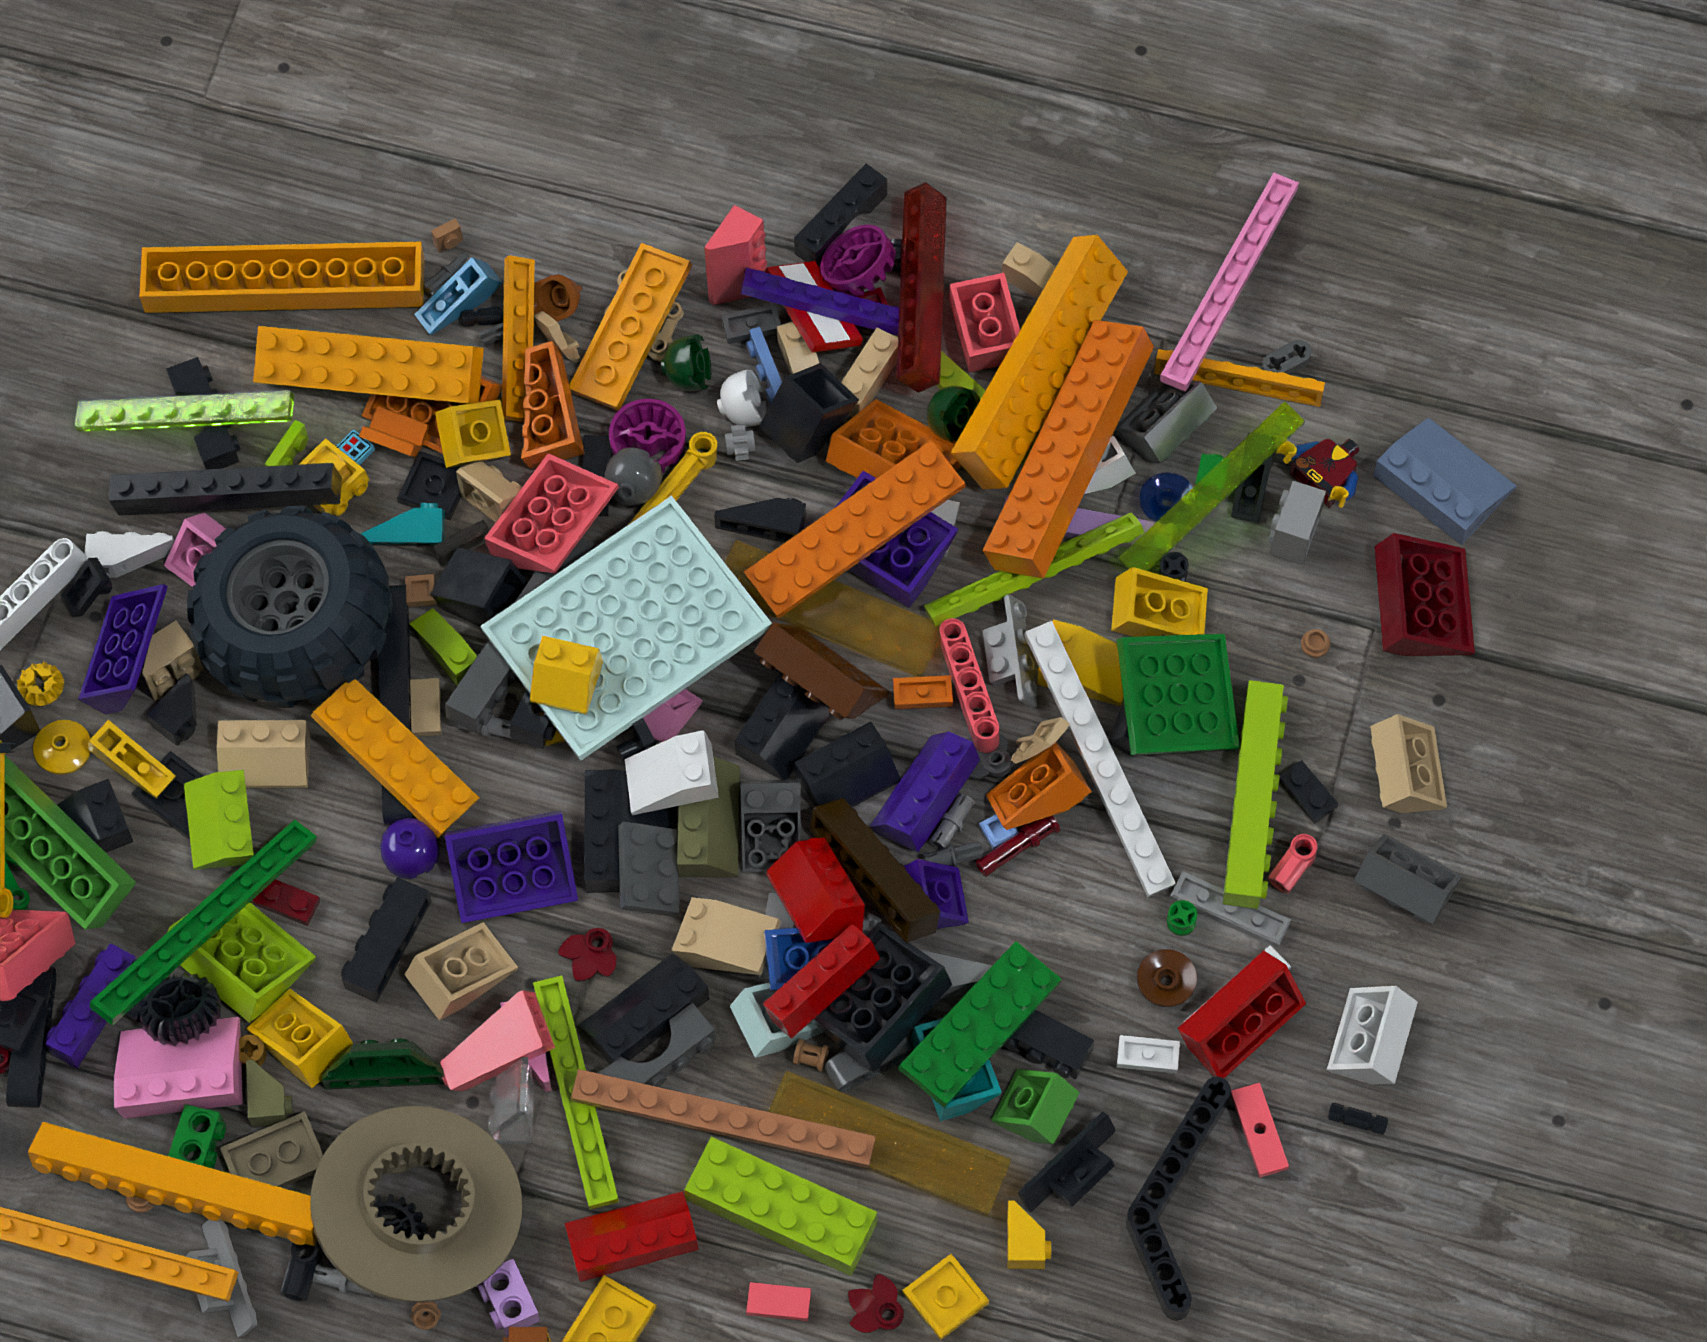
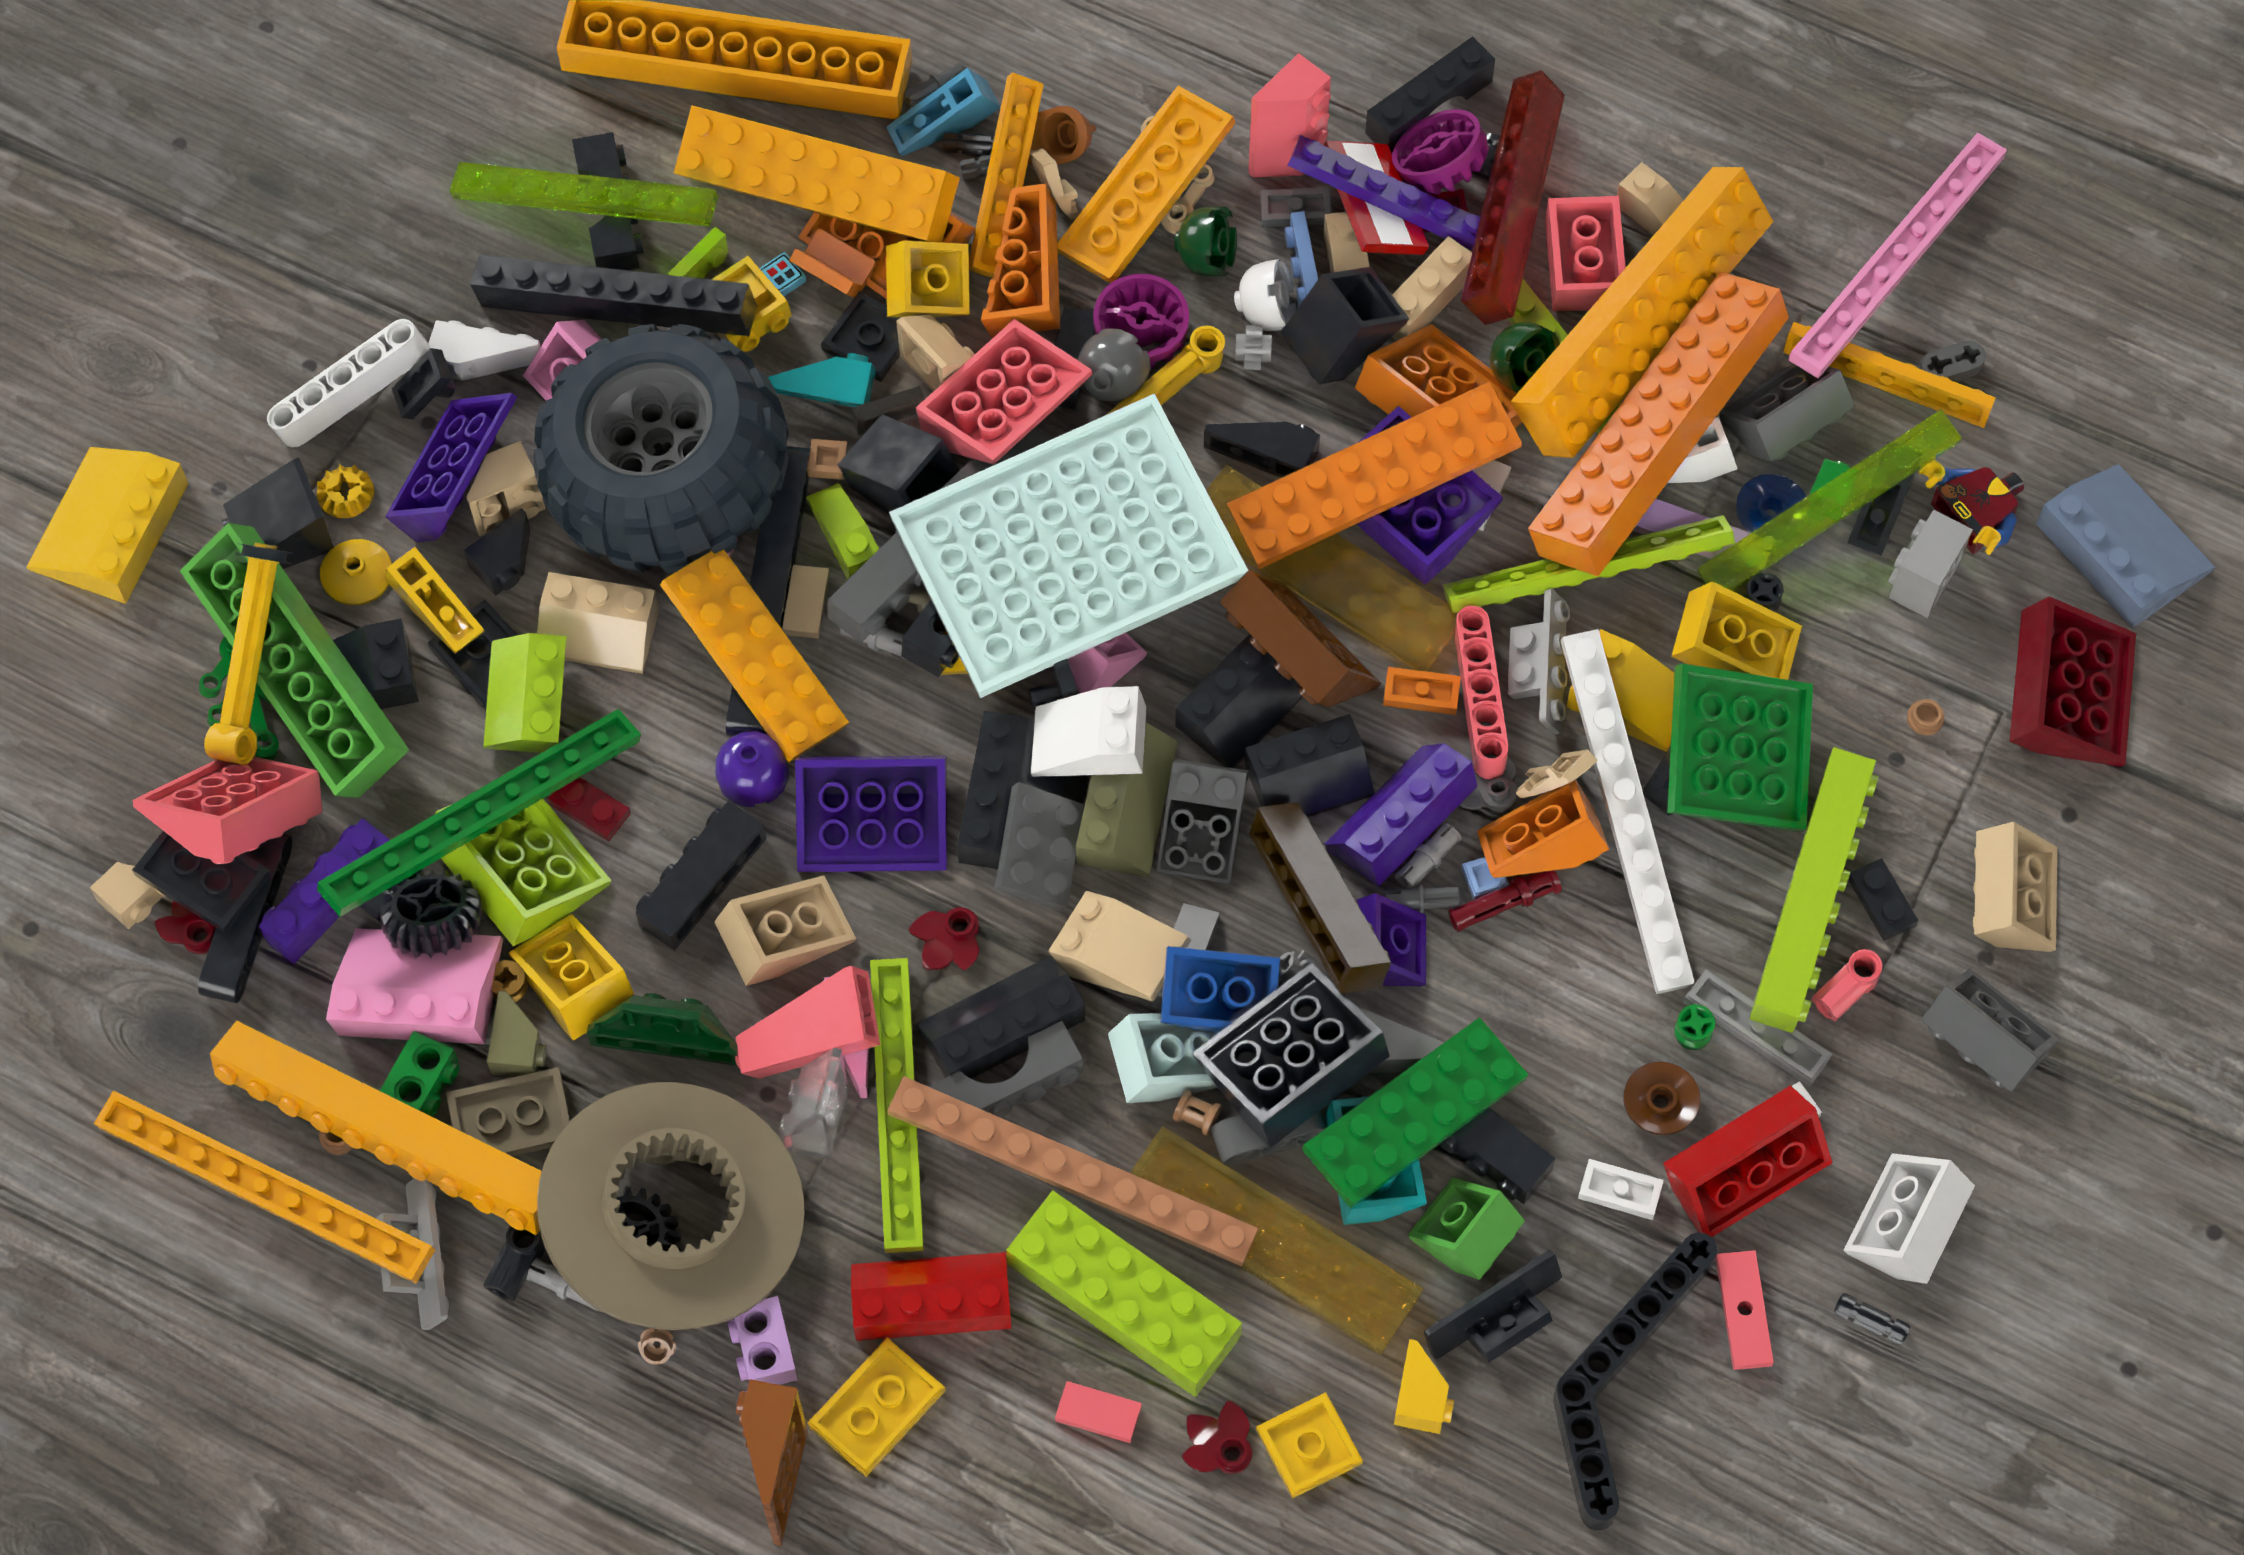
camera: 10 degrees right, 0 degrees up
(447, 235) = (944, 39): medium nougat plate -> none
(565, 674) = (980, 588): yellow slope -> none
(816, 891) = (1242, 911): red slope -> none
(821, 981) = (1226, 1022): red brick -> none

